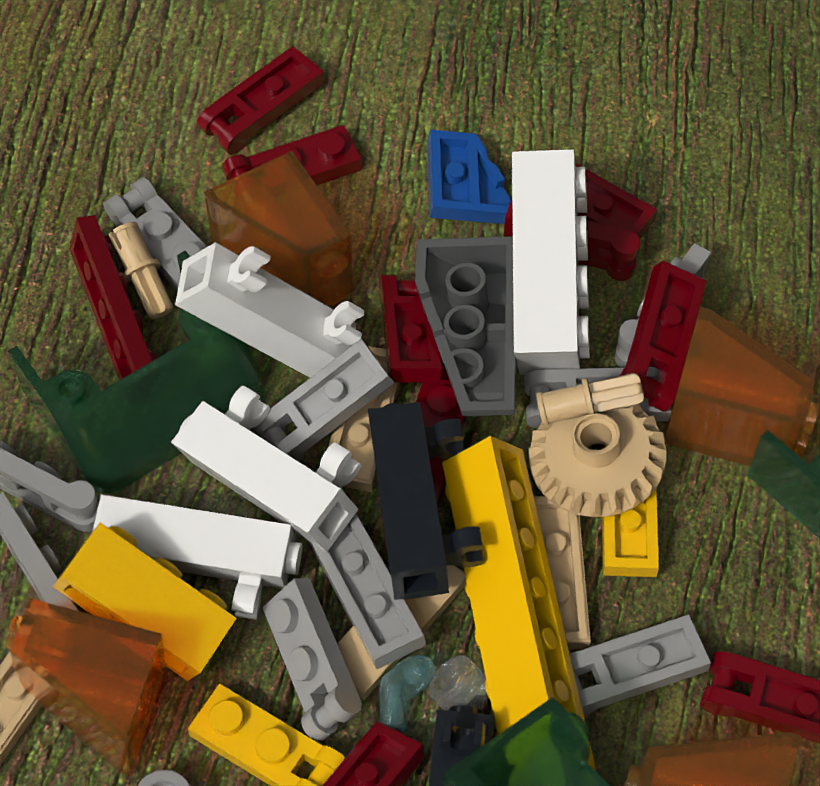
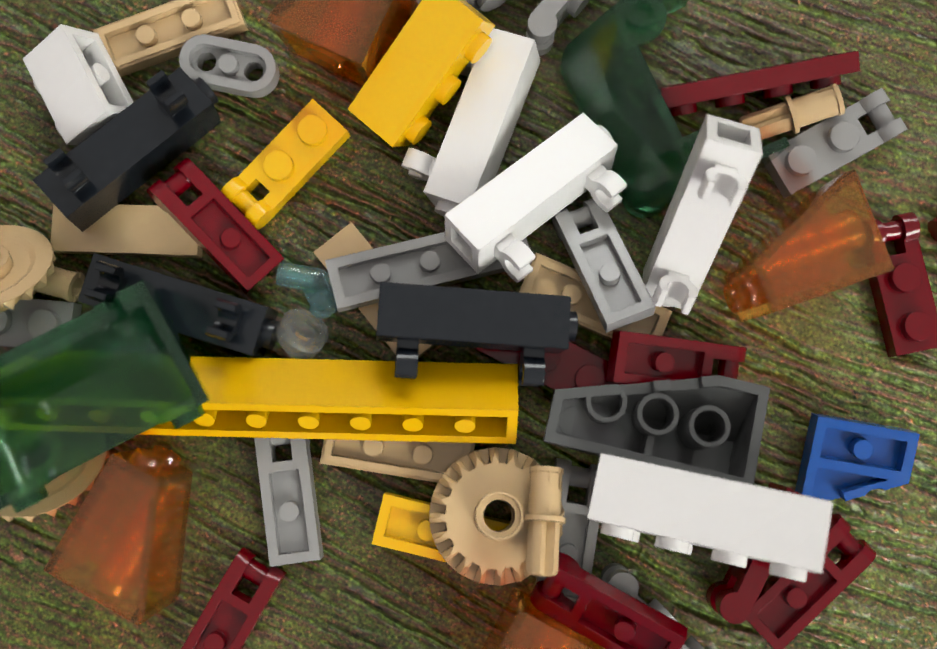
camera: 105 degrees right, 25 degrees up
(312, 659) = (349, 212): light grey plate -> none

